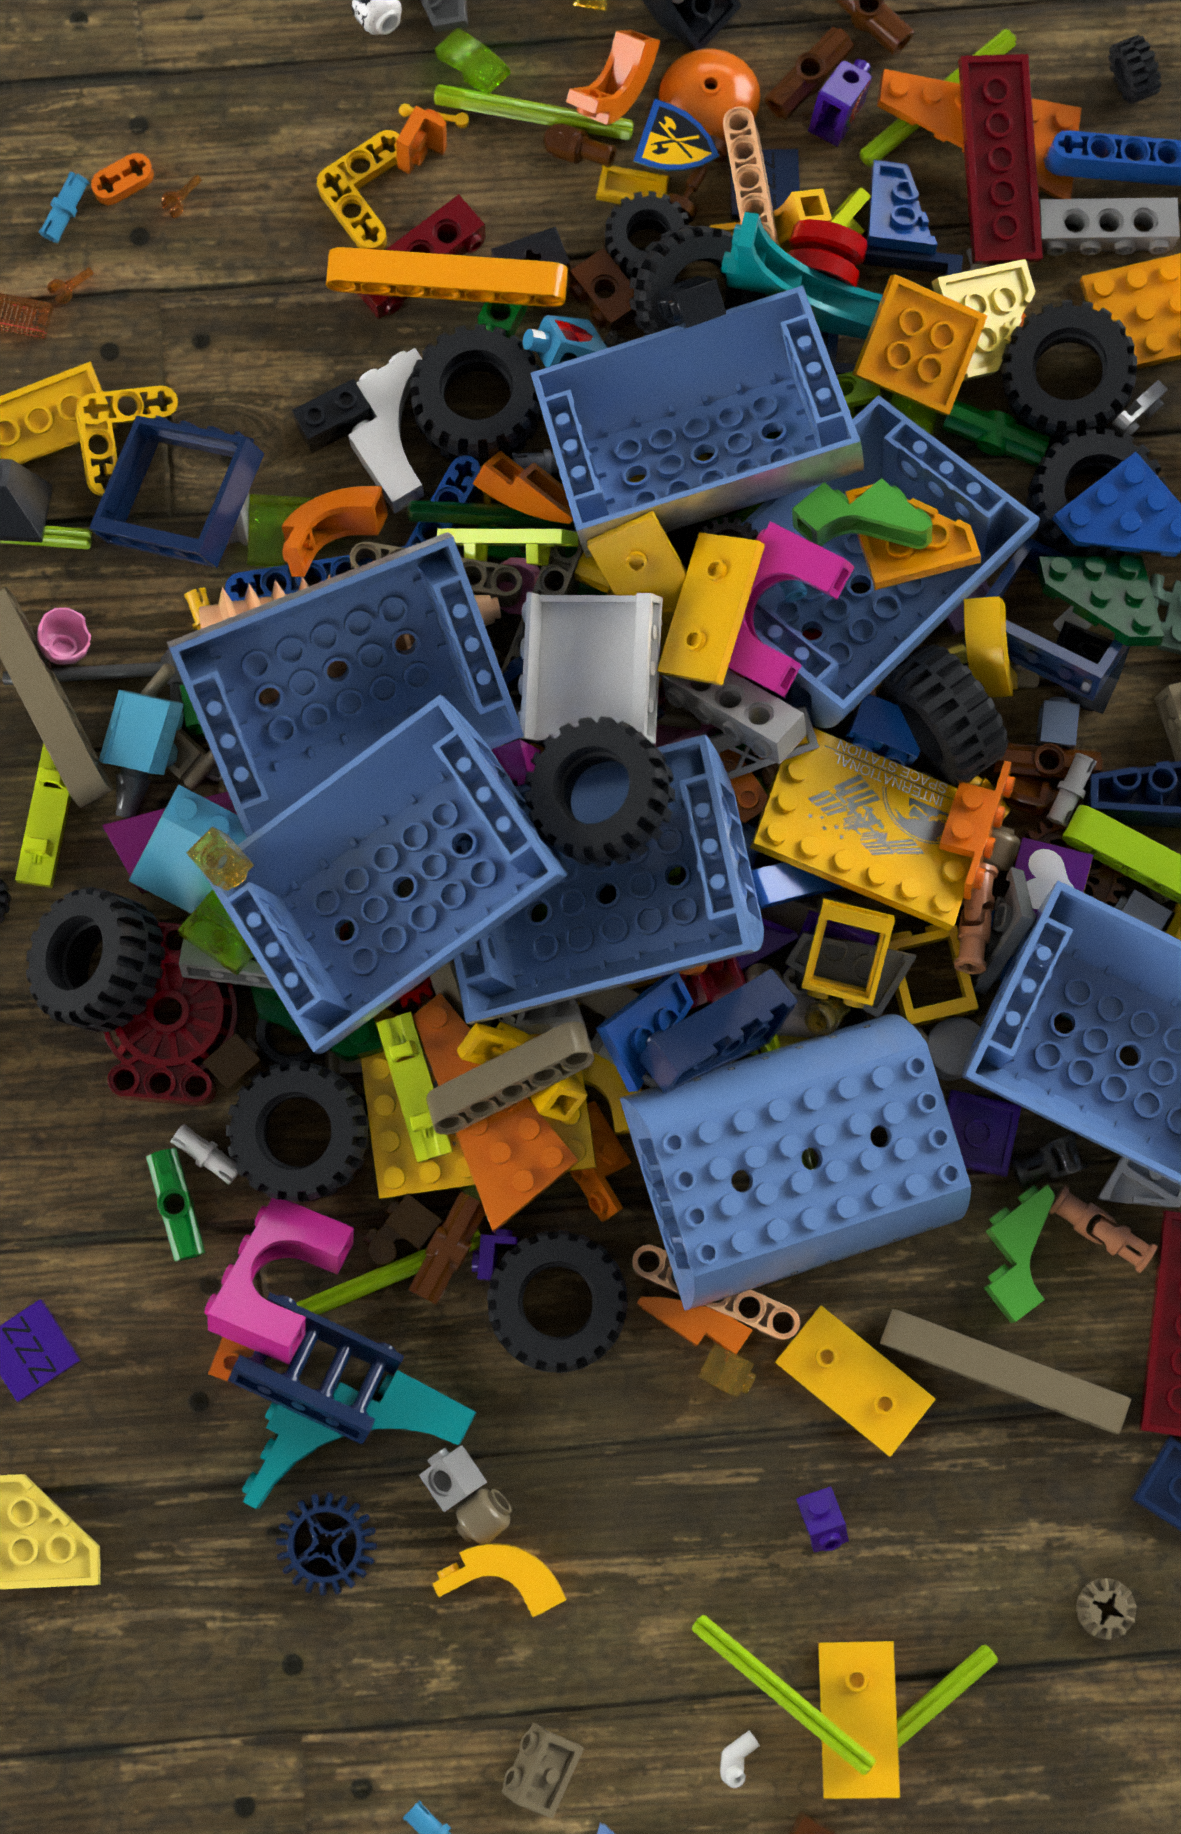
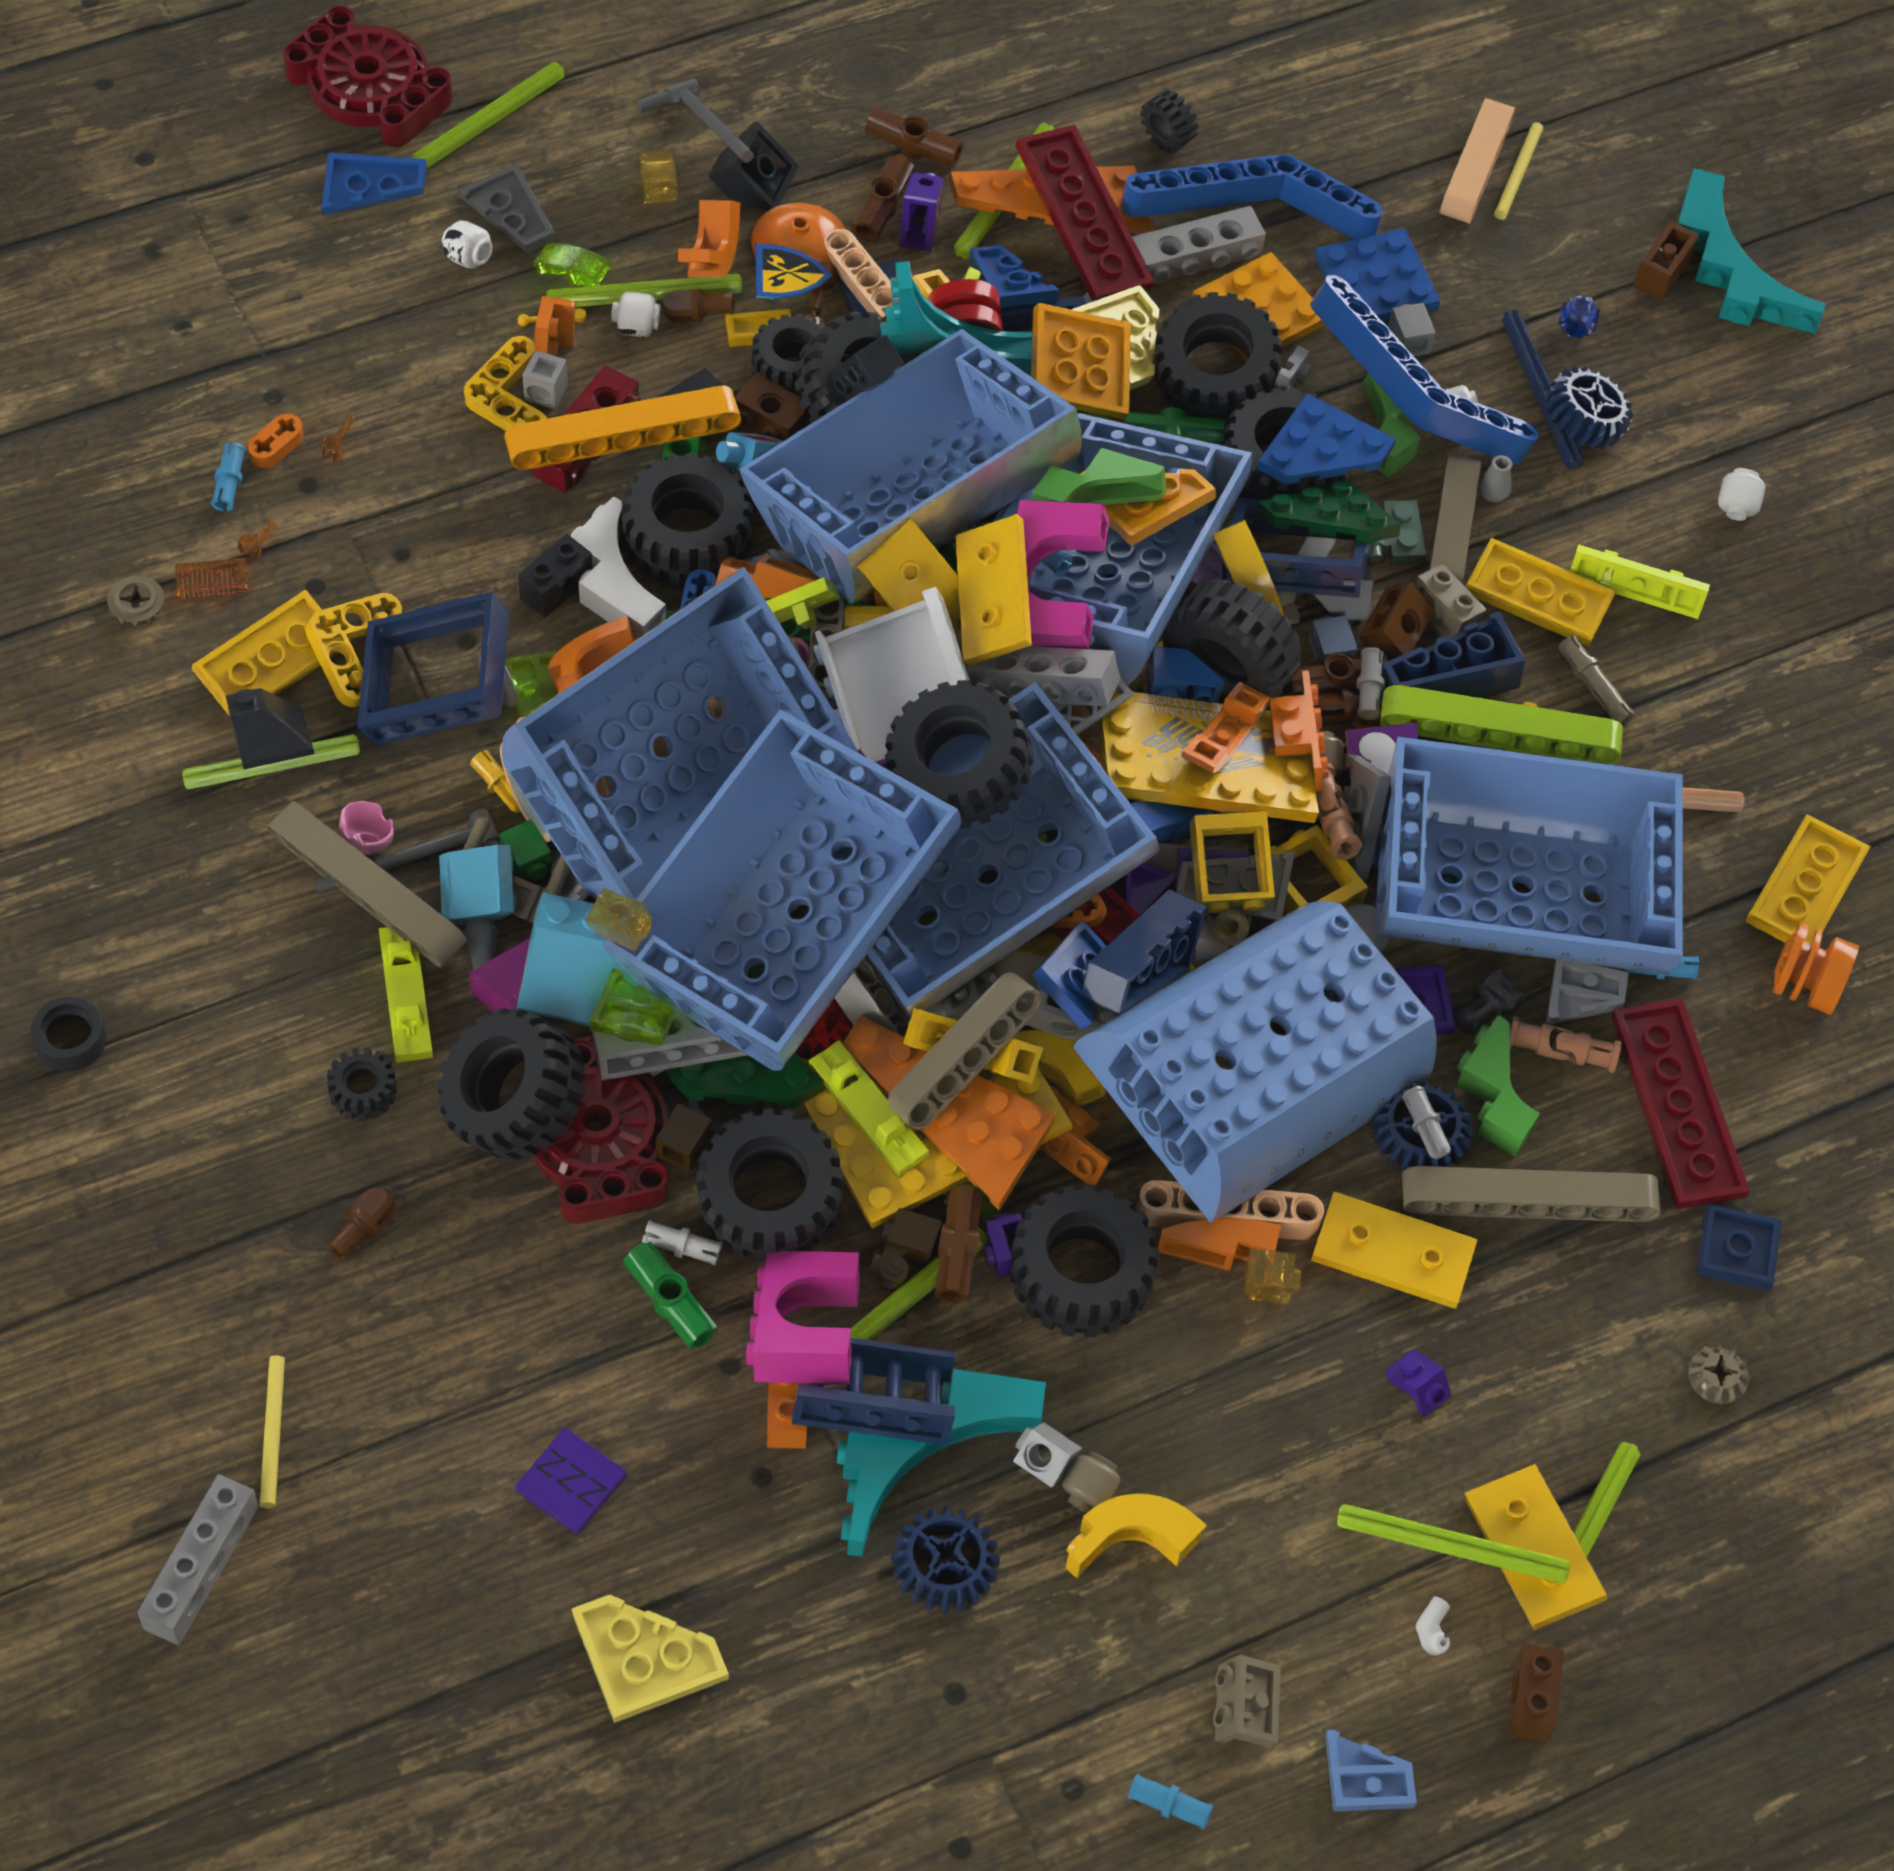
camera: 25 degrees left, 20 degrees down
(396, 192) = (545, 379): none -> light grey brick
(513, 141) = (636, 314): none -> white head
(896, 811) = (1227, 729): none -> orange slope
(927, 1288) = (1407, 1145): none -> dark blue gear
(929, 1278) = (1426, 1122): none -> light grey axle
(1128, 726) = (1397, 621): none -> reddish brown brick

